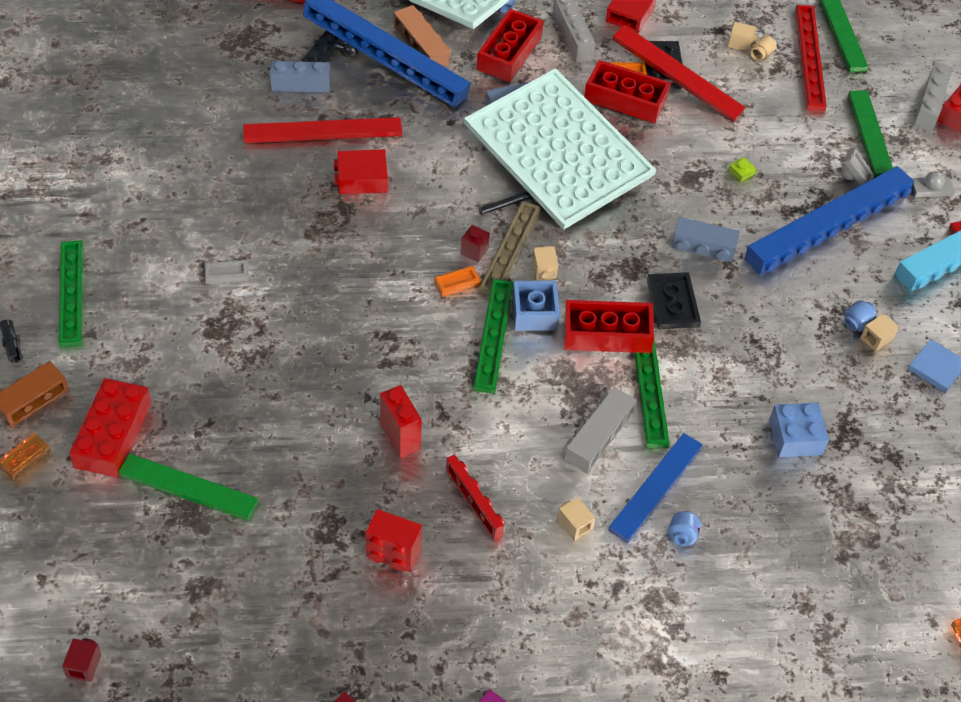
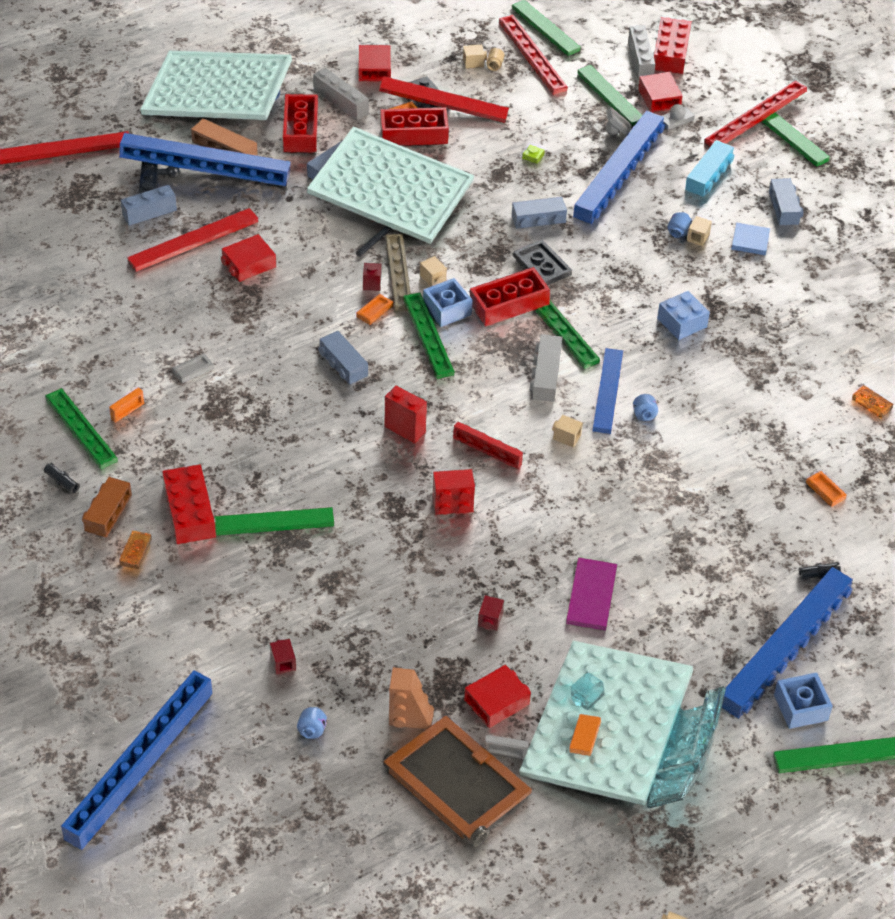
camera: 25 degrees left, 5 degrees down
(129, 286) = (126, 405): none -> orange tile
(384, 324) = (343, 357): none -> sand blue brick
(929, 149) = (659, 91): none -> brick

